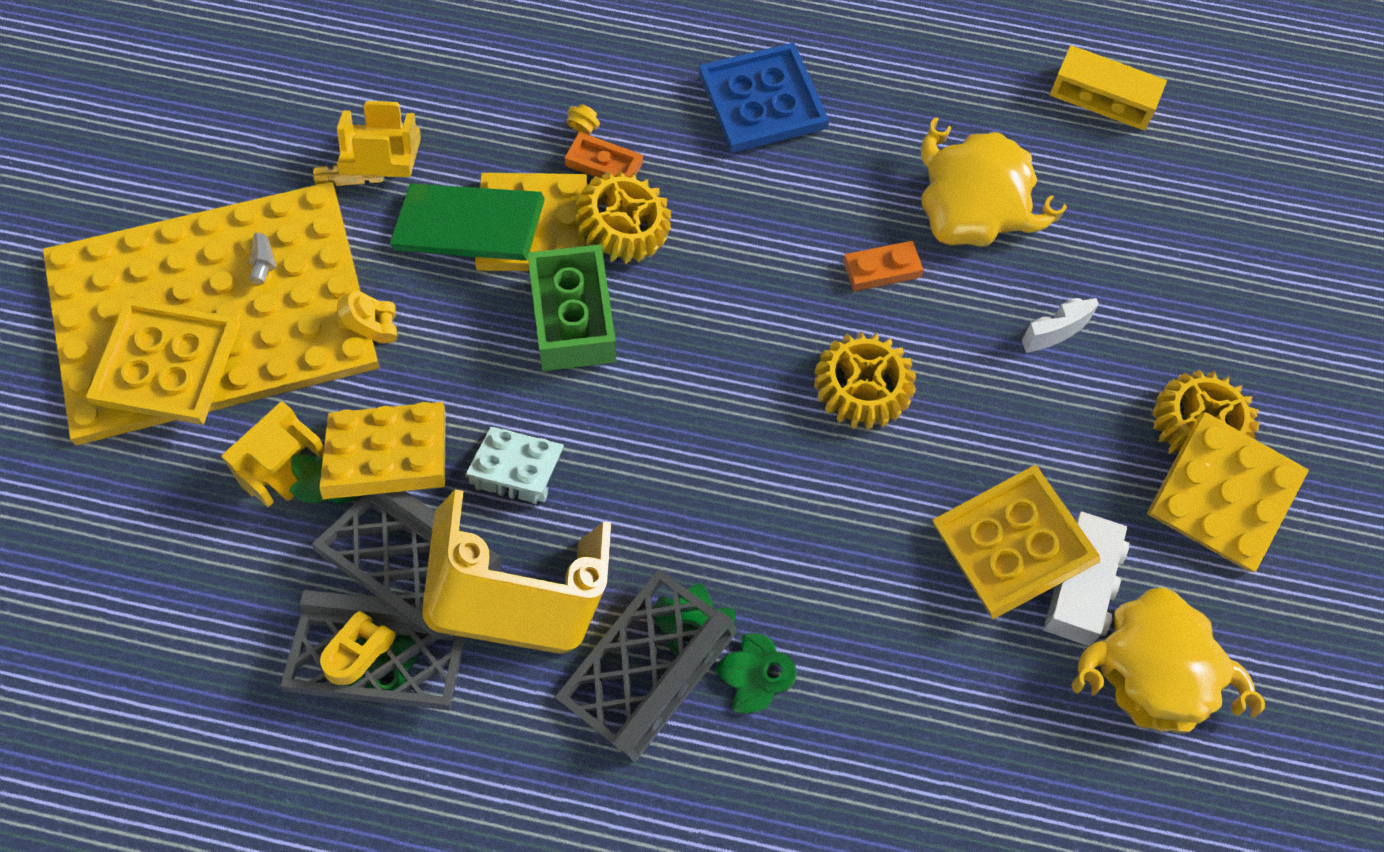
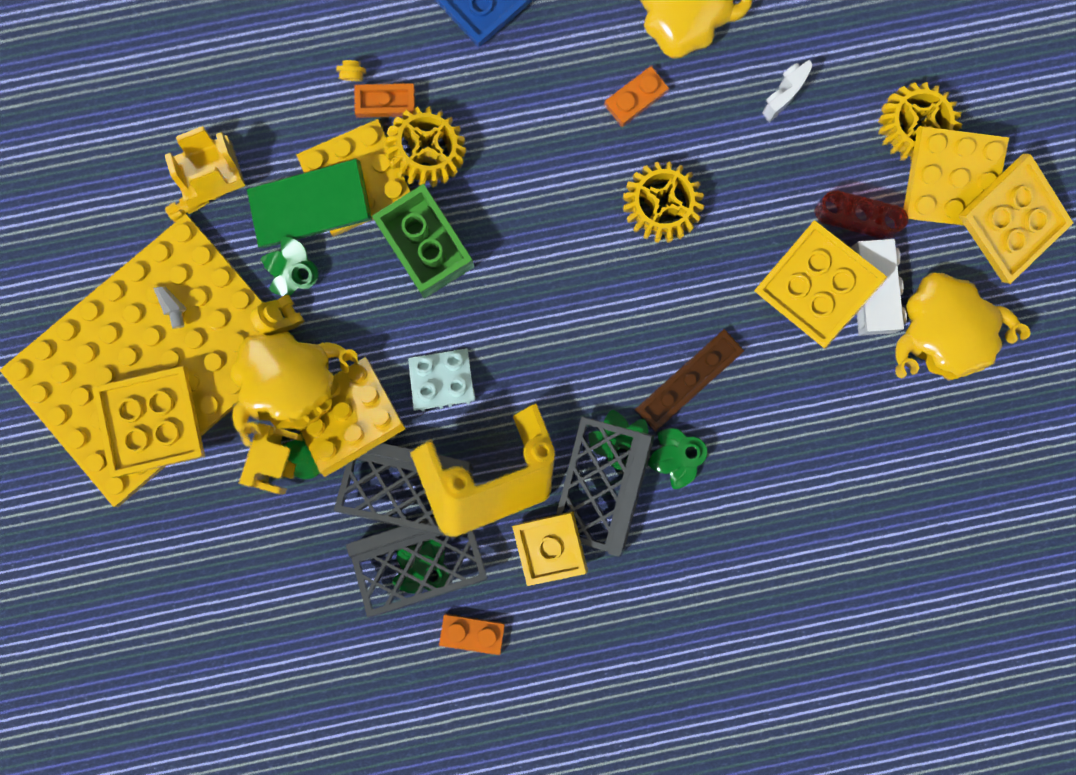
camera: 20 degrees left, 20 degrees up
(336, 378) = (284, 381): none -> yellow piece
(346, 660) = (401, 582): yellow plate -> none
(396, 776) = (472, 634): none -> orange plate
(409, 275) = (286, 267): none -> plate
(545, 709) = (550, 548): none -> yellow plate
(809, 590) = (689, 380): none -> reddish brown tile
(1088, 470) = (873, 209): none -> clear red beam
(1289, 568) = (1016, 218): none -> yellow plate

